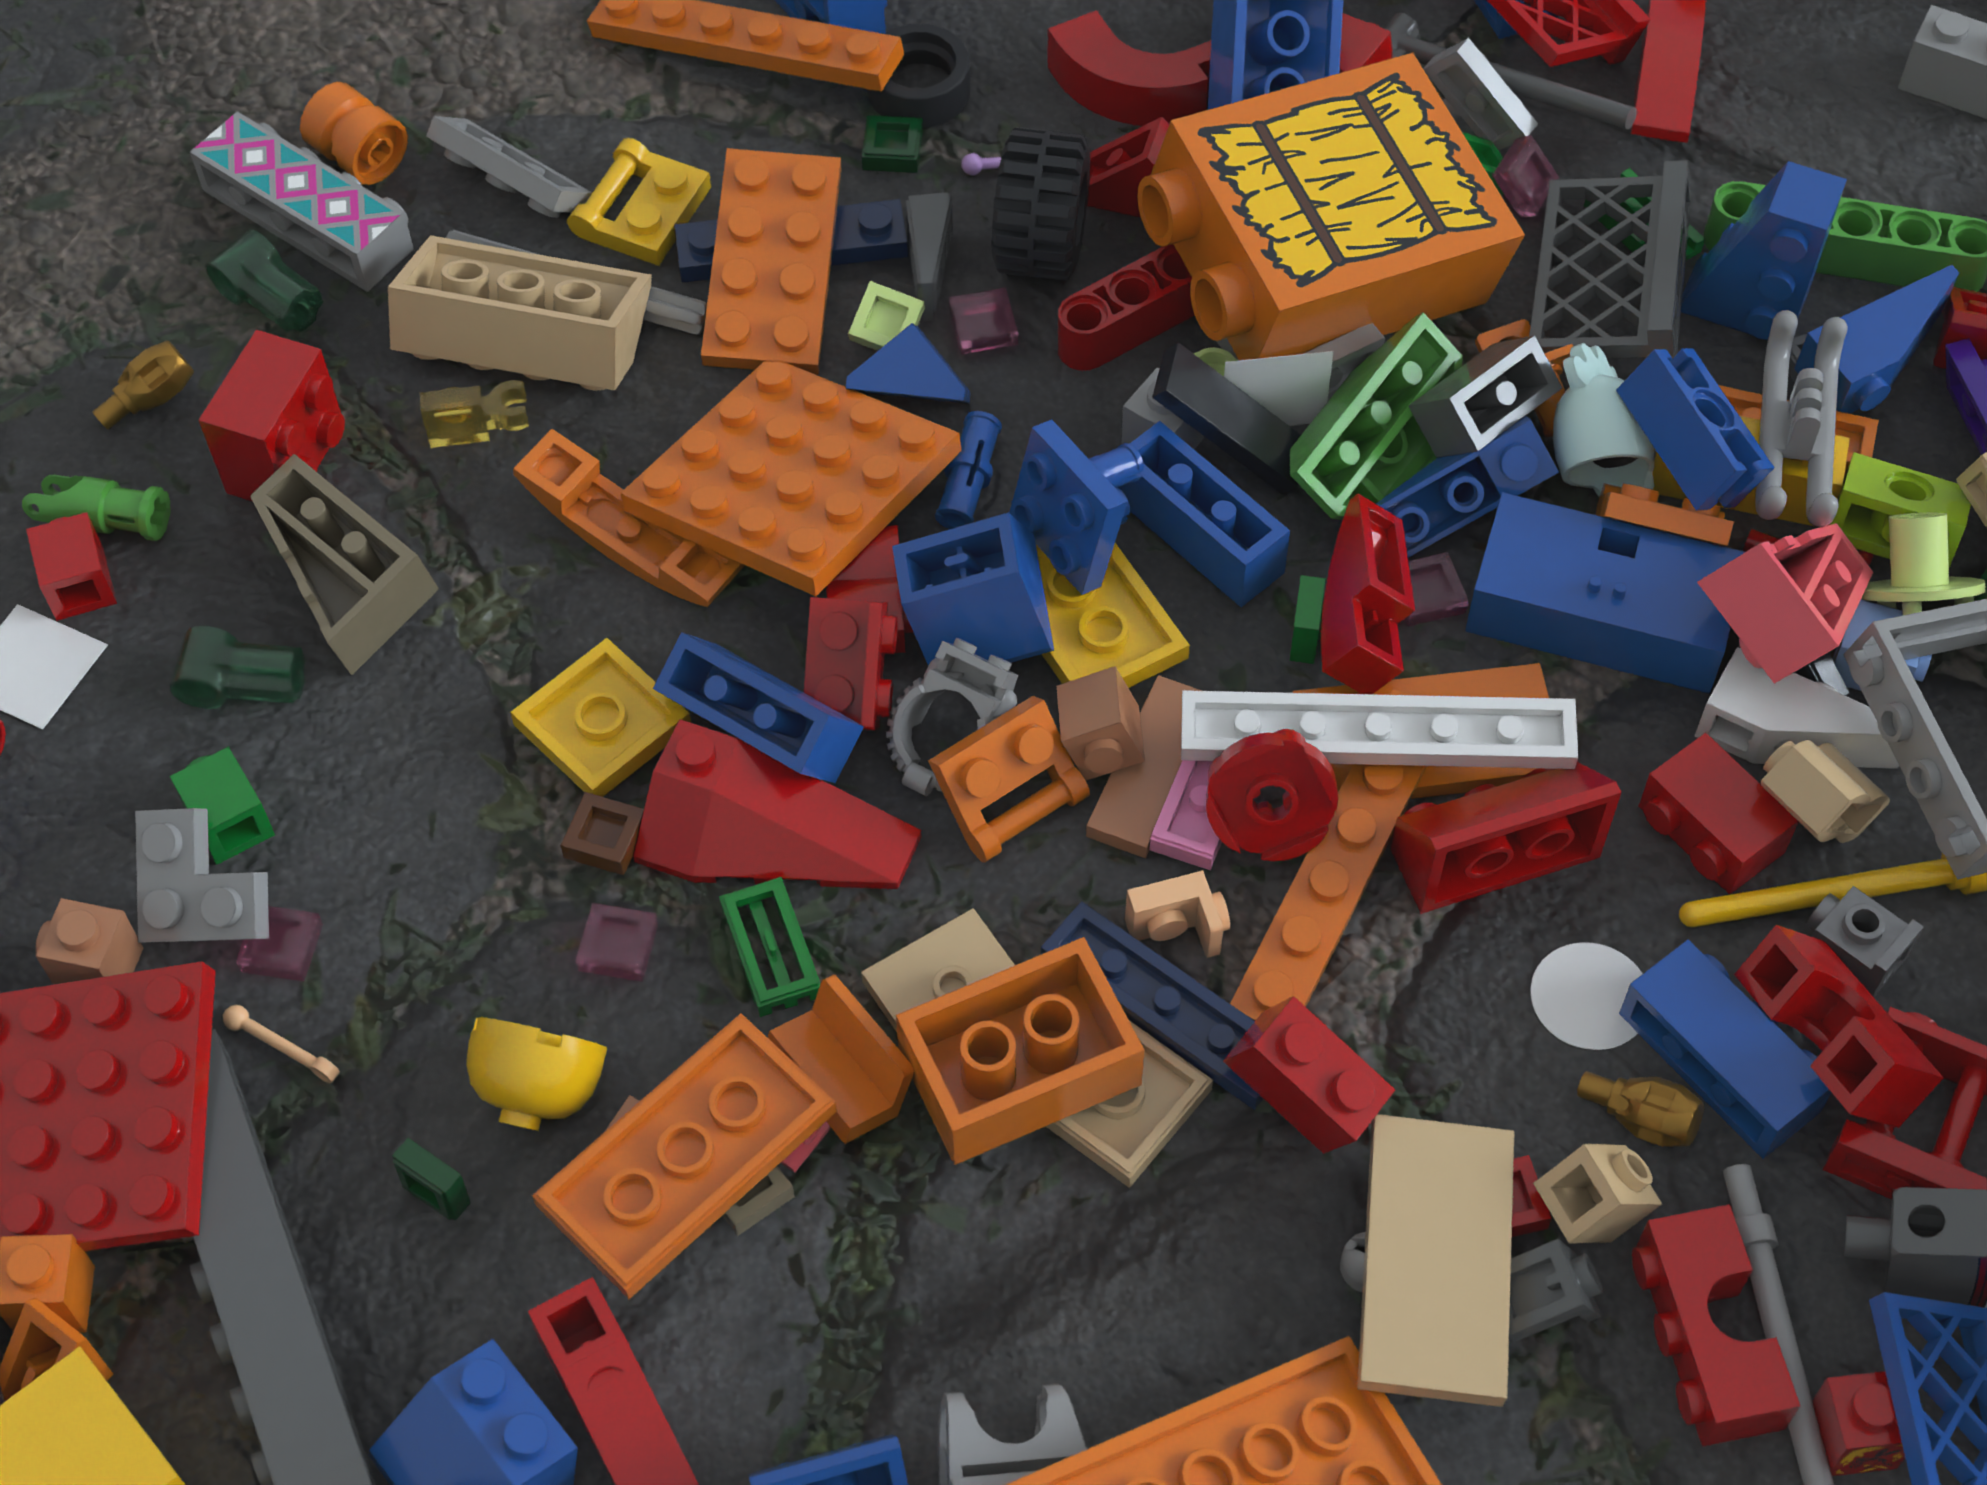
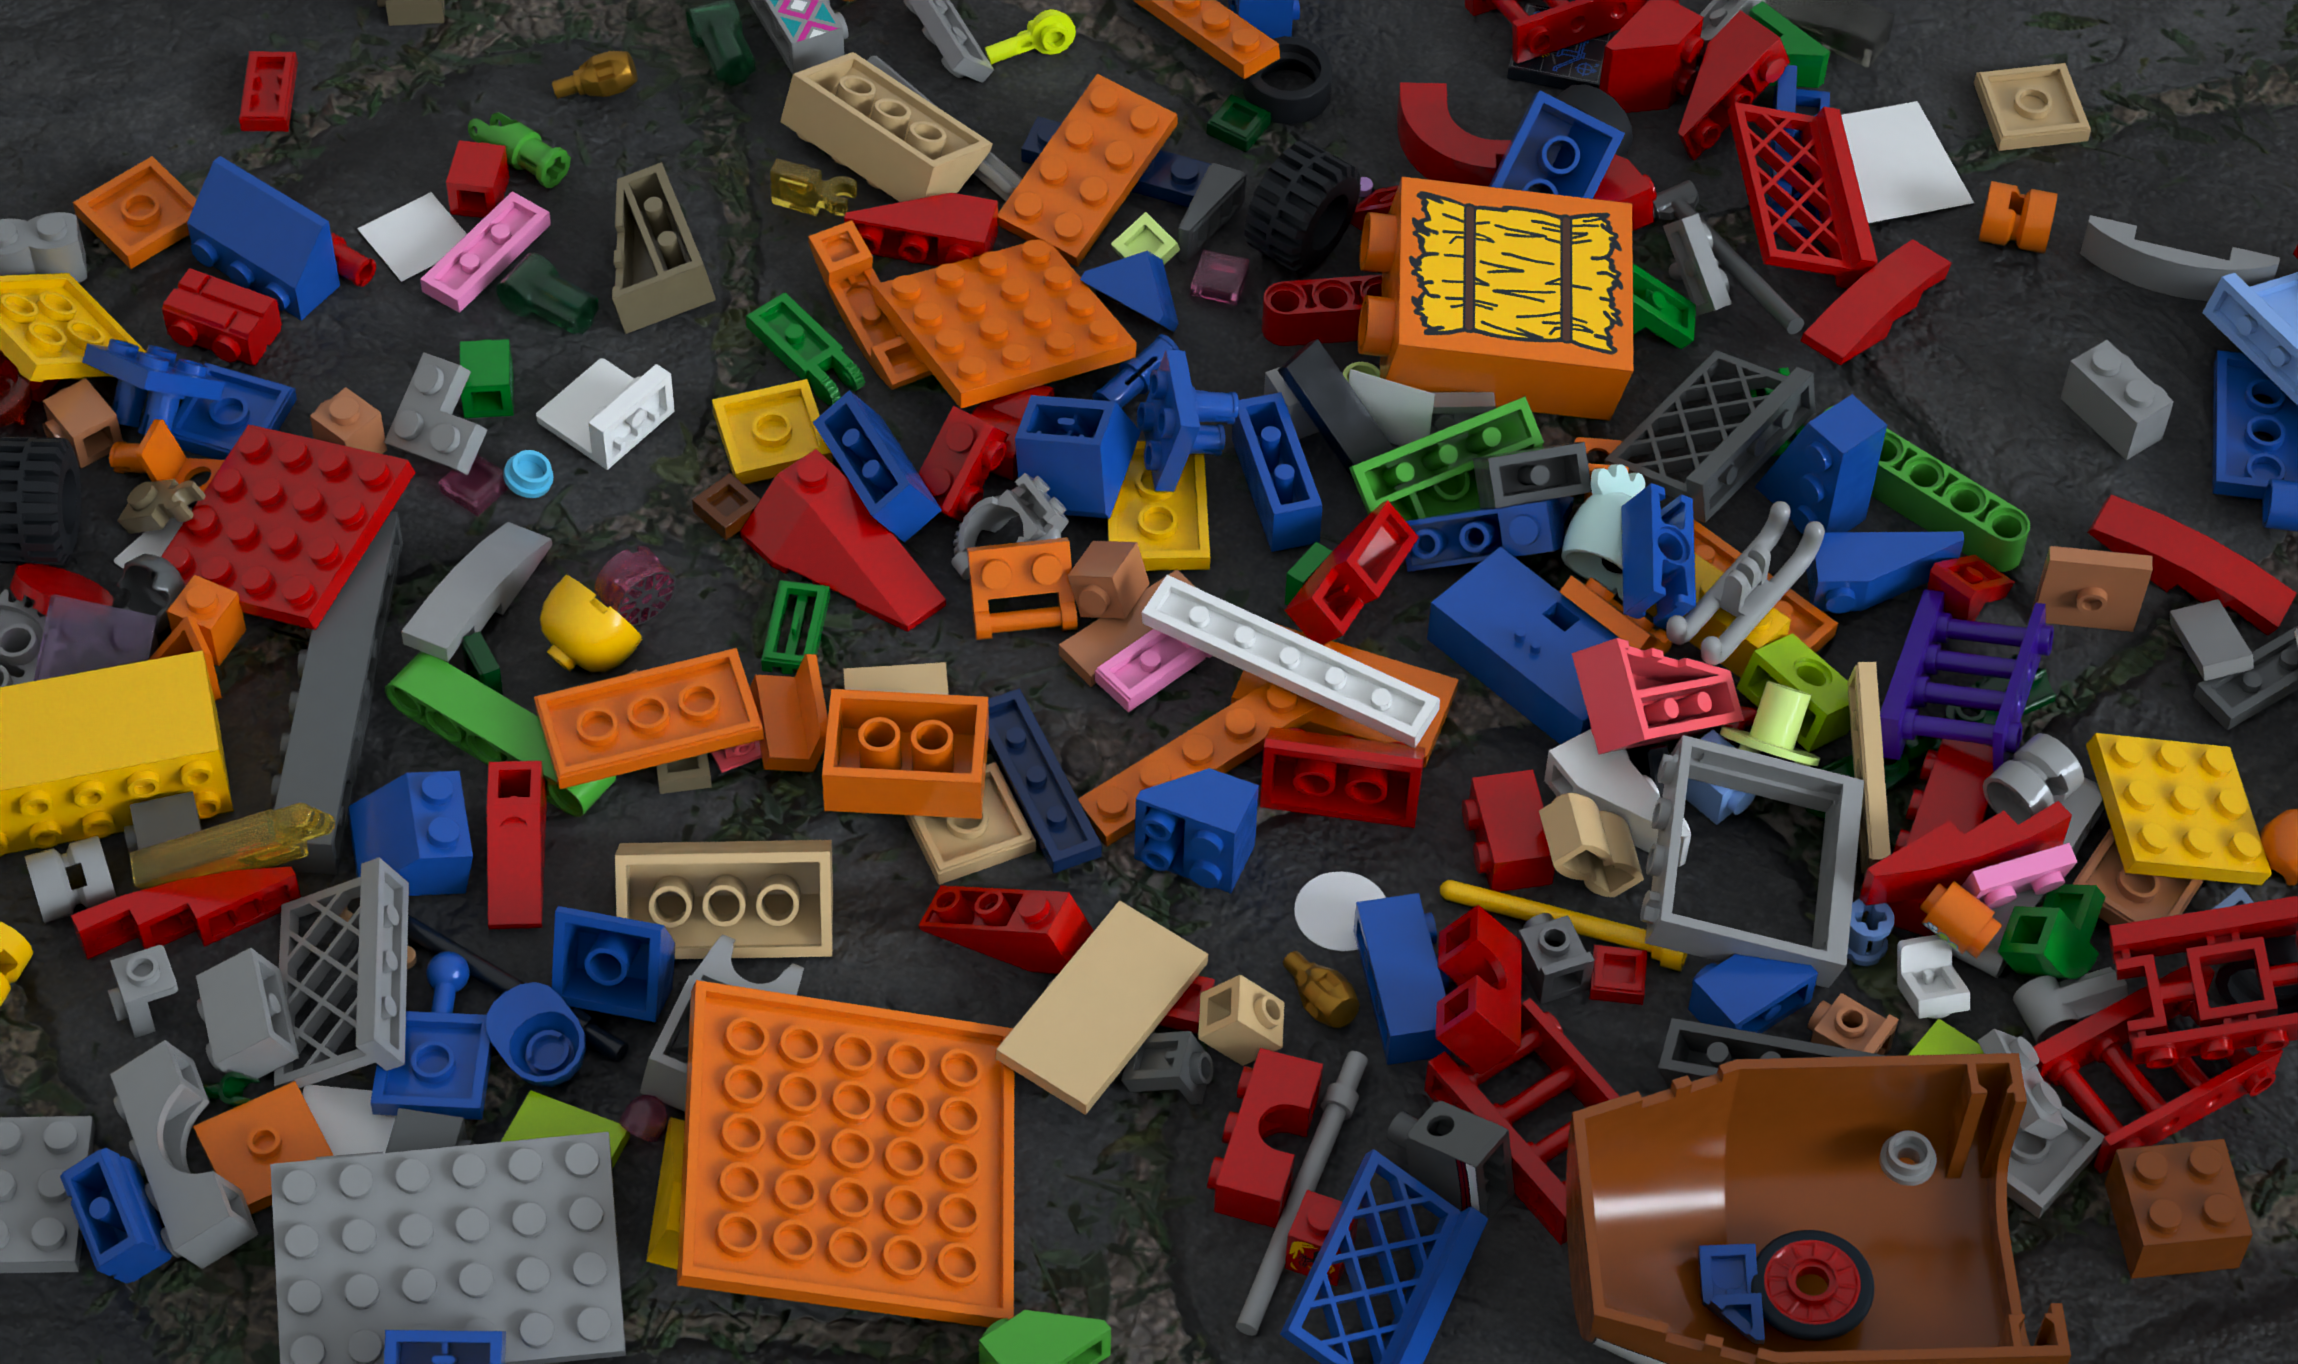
camera: 25 degrees right, 5 degrees down
(129, 650) = (485, 252): none -> bright pink plate
(237, 1018) = (420, 518): light nougat hinge -> none
(268, 409) = (669, 124): red brick -> none
(341, 902) = (528, 474): none -> medium azure plate
(366, 1085) = (475, 589): none -> light grey slope
(391, 780) = (609, 410): none -> white bracket
(469, 1253) = (482, 724): none -> bright green beam
(559, 986) = (633, 584): none -> clear pink wheel
(576, 600) = (804, 347): none -> green hinge
(617, 942) = (698, 580): clear pink tile -> none
(625, 119) = (1048, 33): none -> neon yellow plate
(641, 401) = (930, 228): none -> red slope
(648, 220) = (1043, 95): yellow plate -> none
(903, 1331) = (758, 892): none -> tan slope
(1175, 904) = (1081, 720): light nougat bracket -> none
(1255, 1203) = (1012, 925): none -> red slope
(1277, 761) = (1206, 652): red plate -> none
(1309, 1075) = (1091, 856): red brick -> none
(1405, 978) = (1198, 827): none -> blue slope
(1435, 589) = (1413, 596): clear pink tile -> none
(1525, 176) = (1698, 338): clear pink tile -> none
(1944, 923) = (1618, 974): none -> red tile

